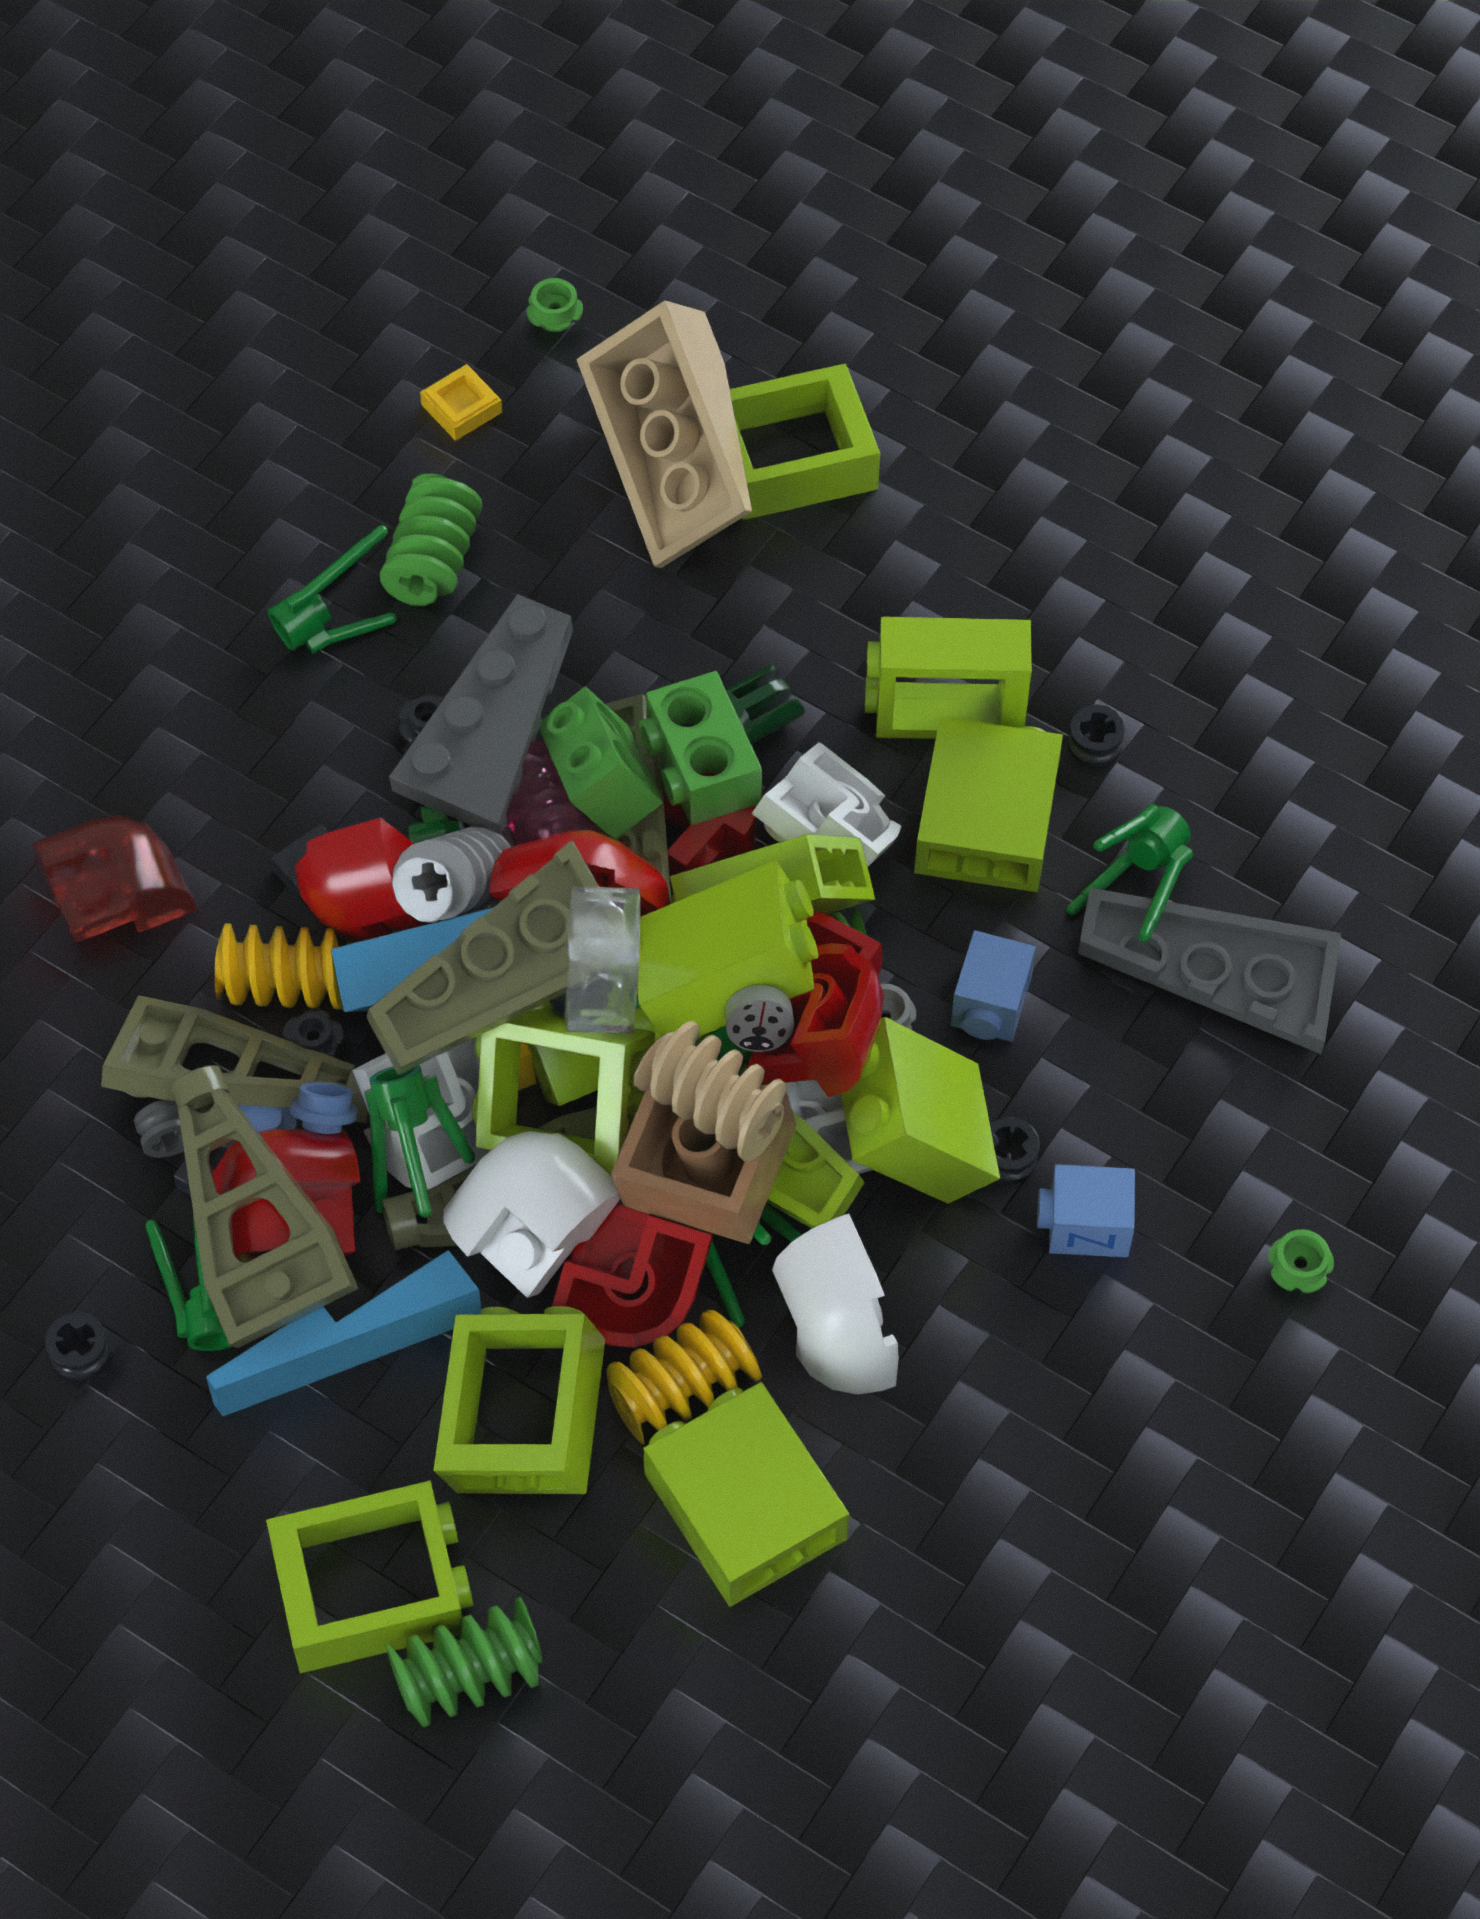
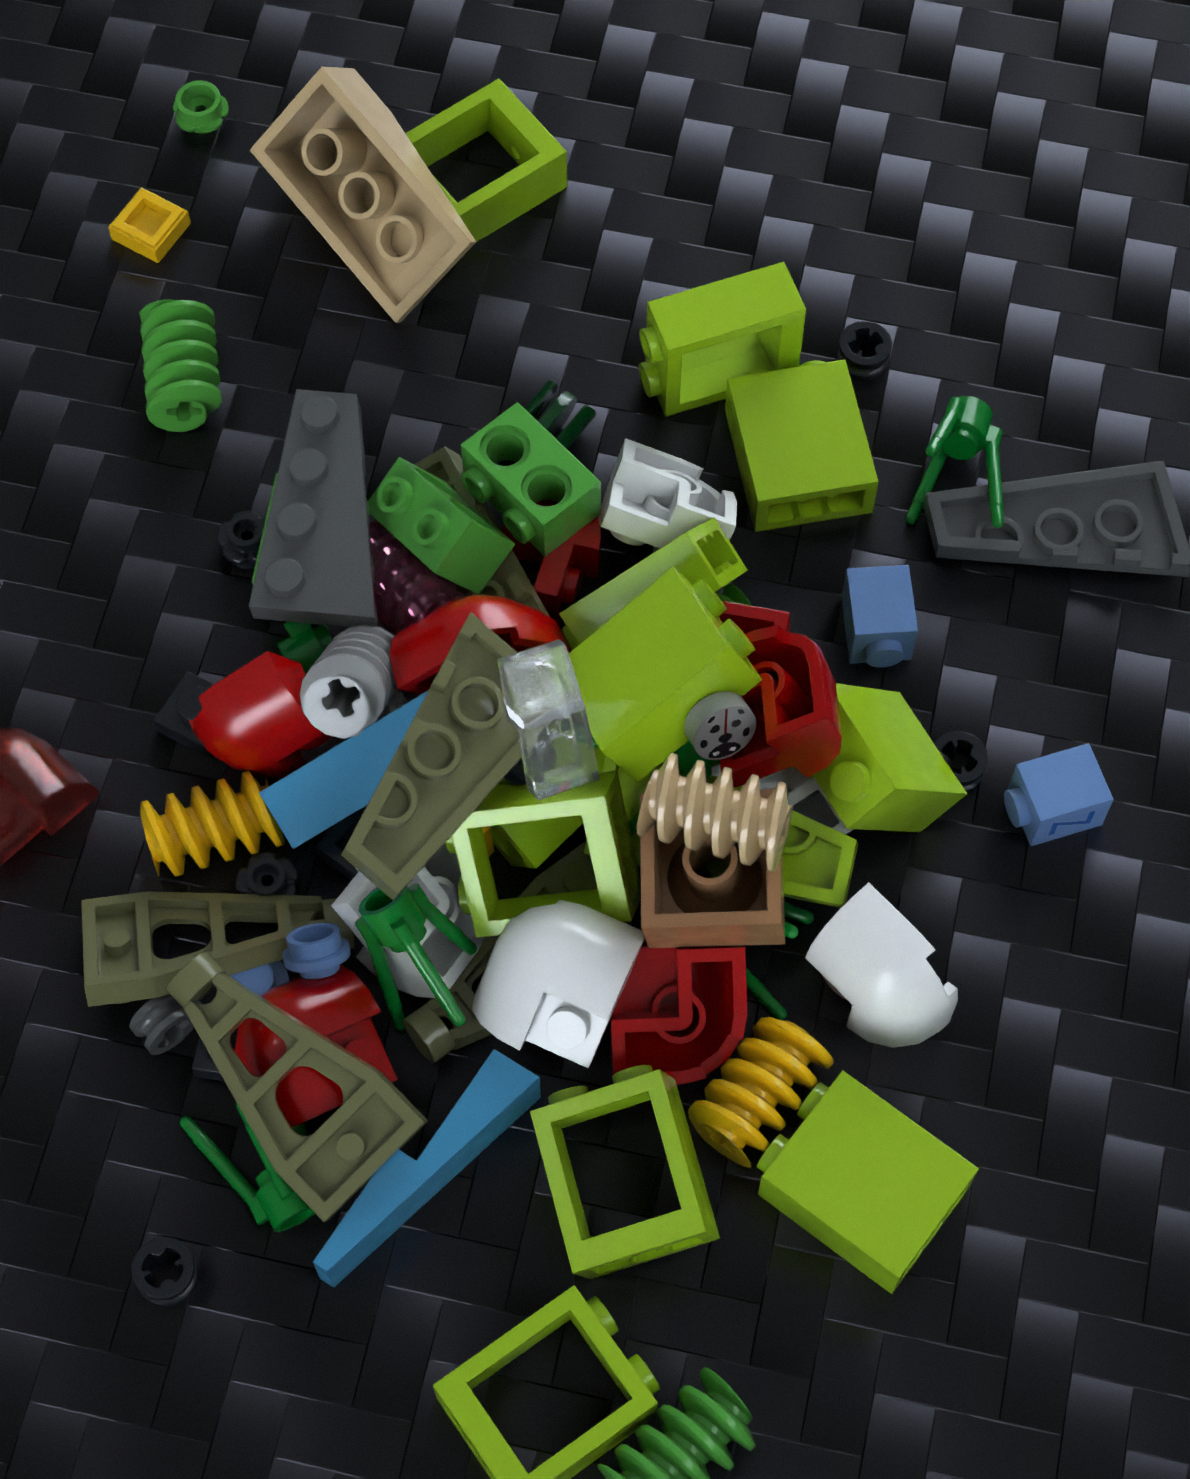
camera: 20 degrees left, 5 degrees up
(303, 614) = (87, 473): green plant -> none

